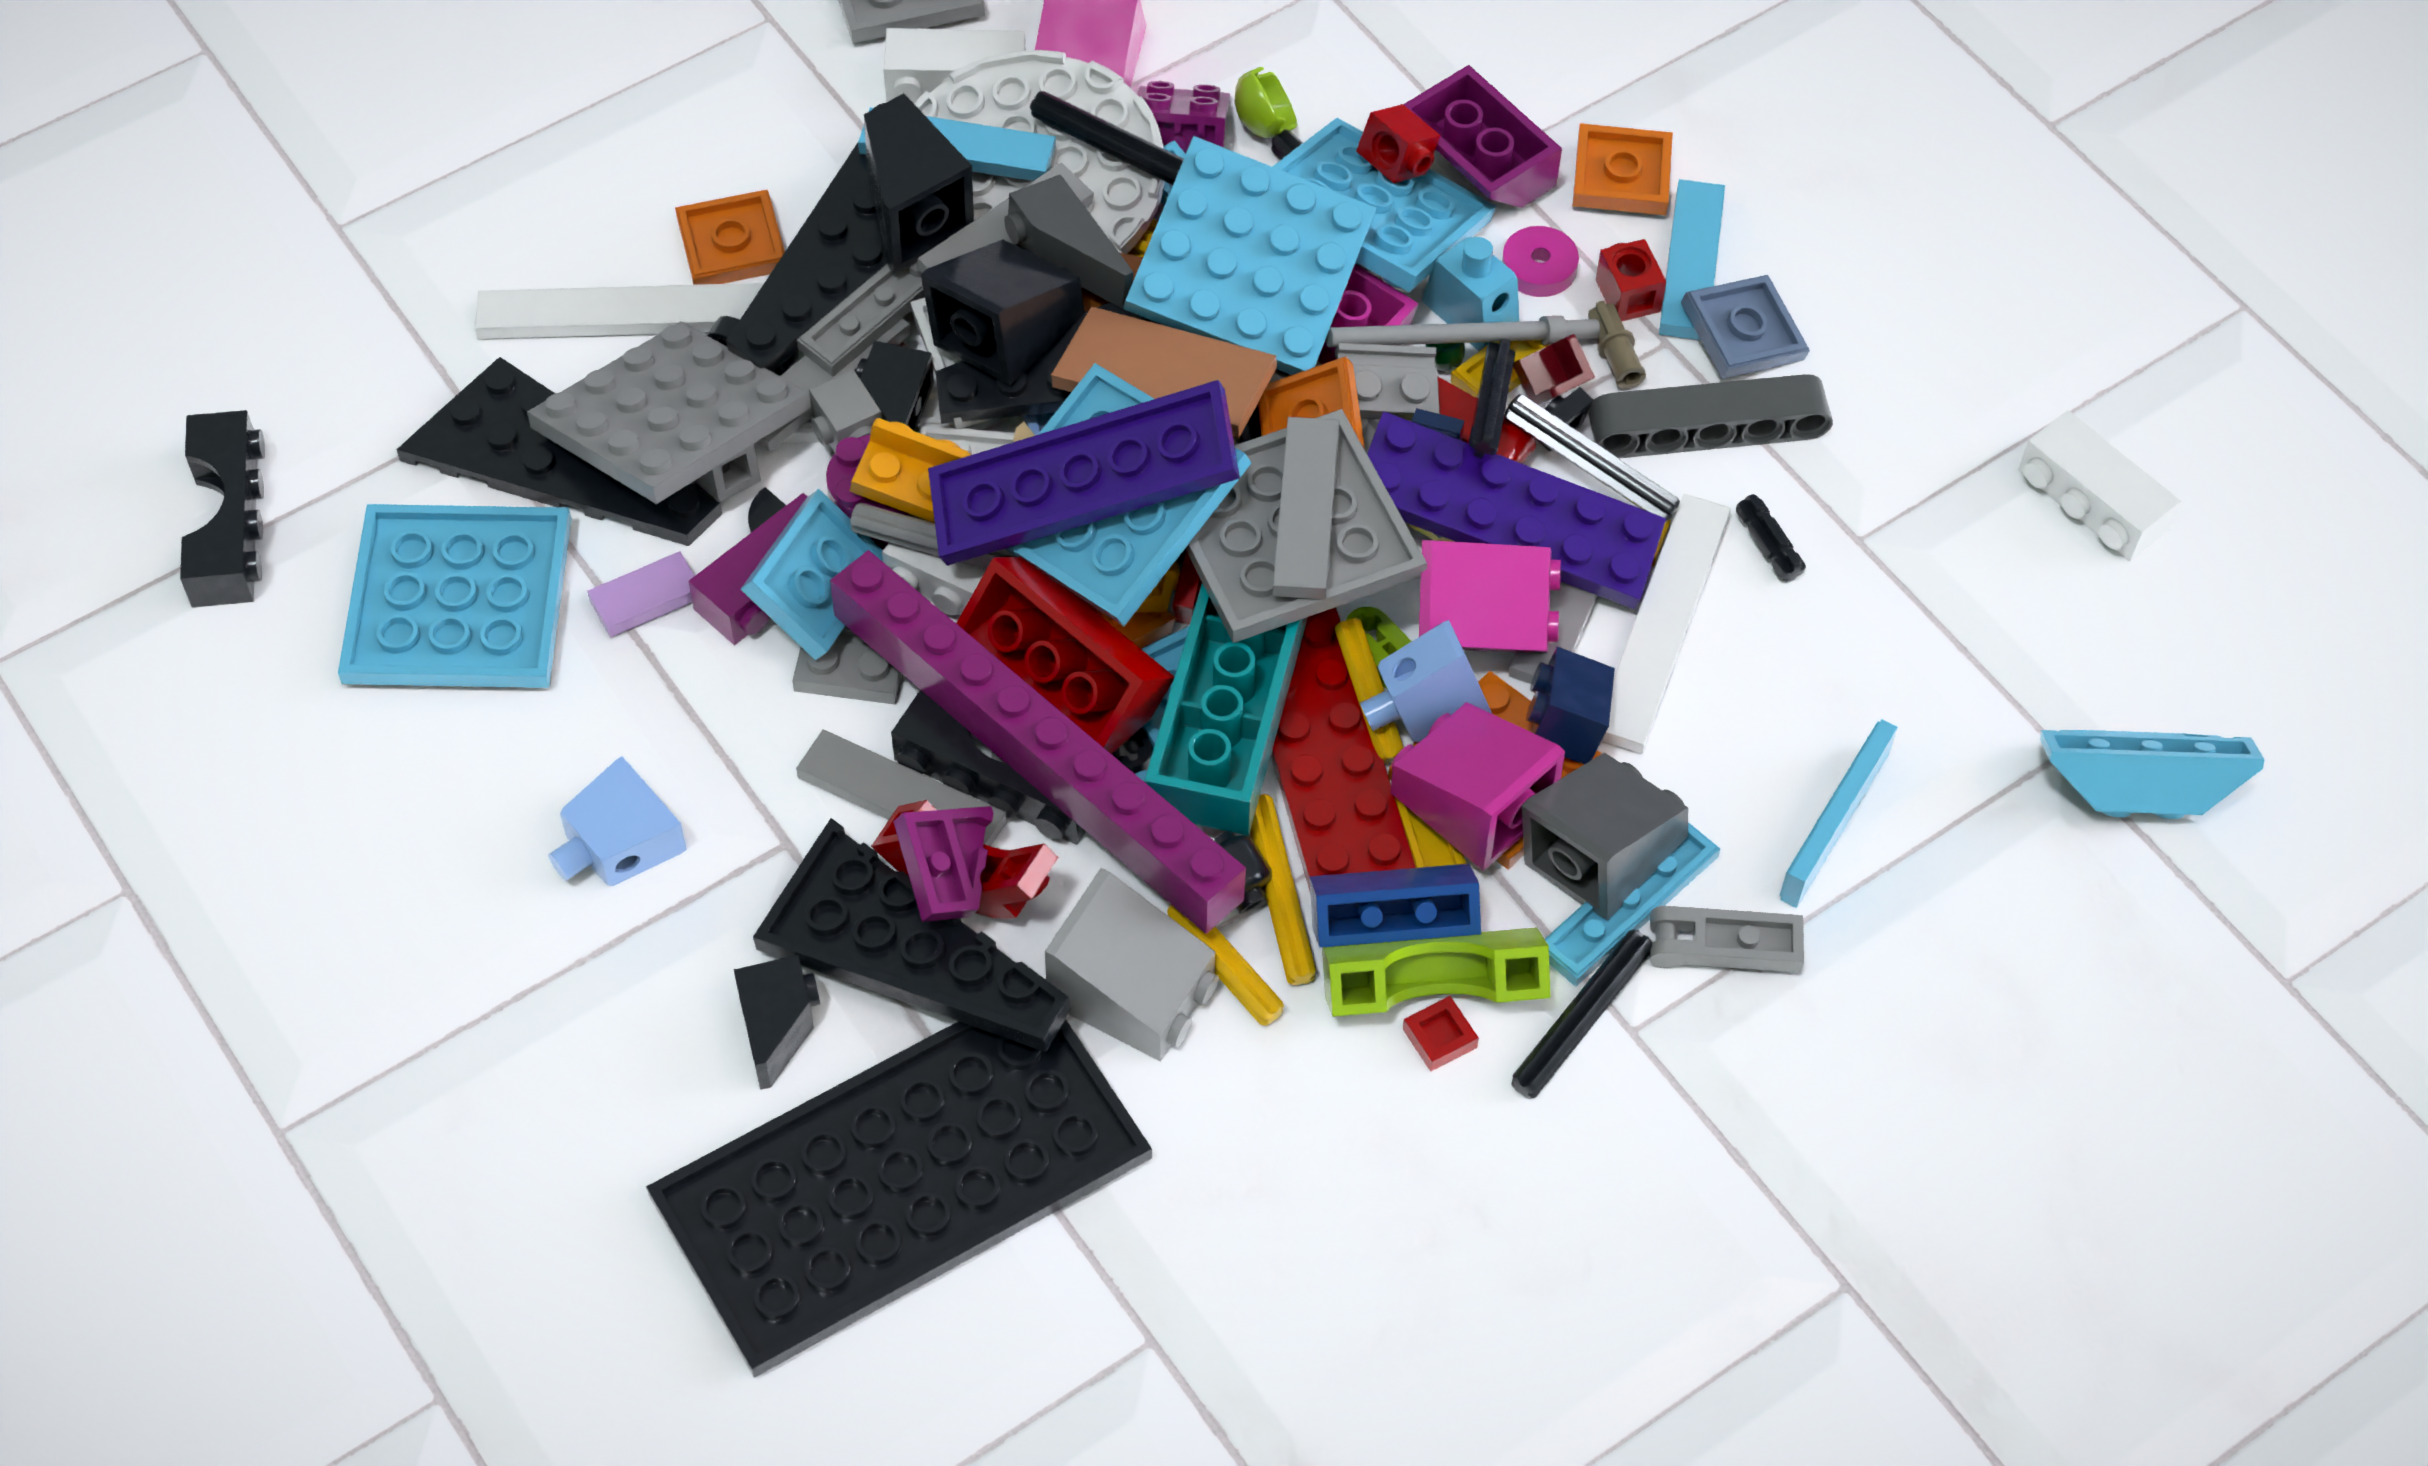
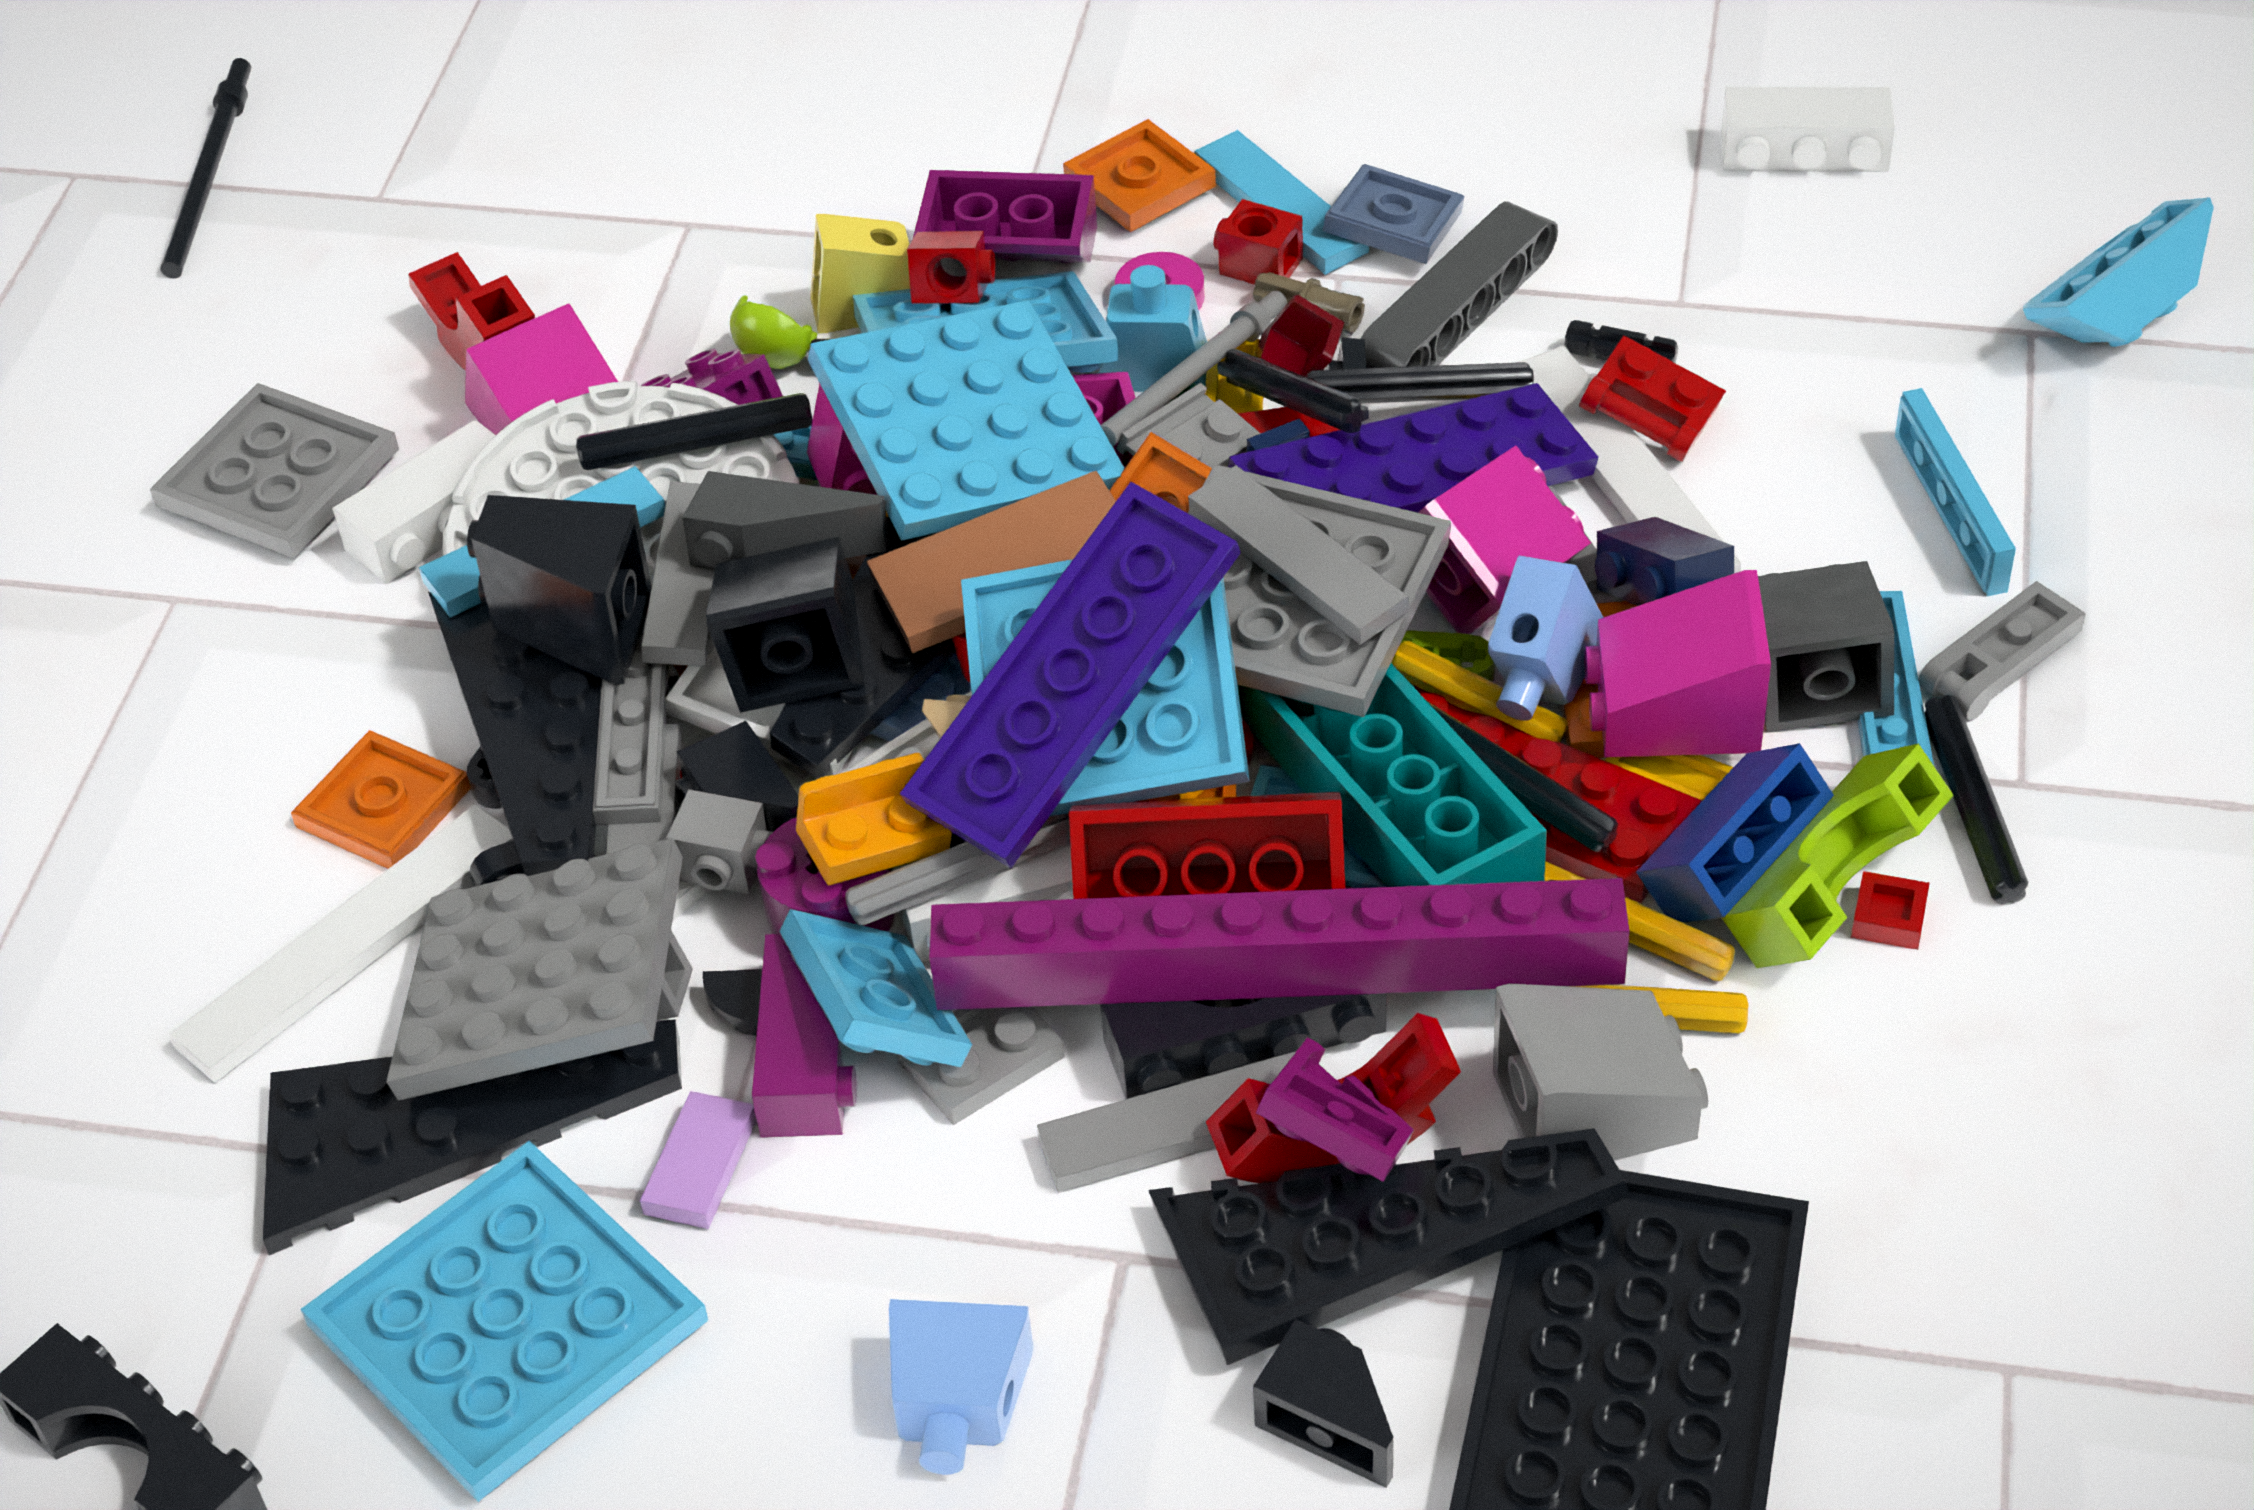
camera: 40 degrees left, 10 degrees down
(1312, 754) = (1539, 792): none -> black axle
(1354, 89) = (851, 260): none -> light yellow torso
(1747, 585) = (1653, 397): none -> red plate

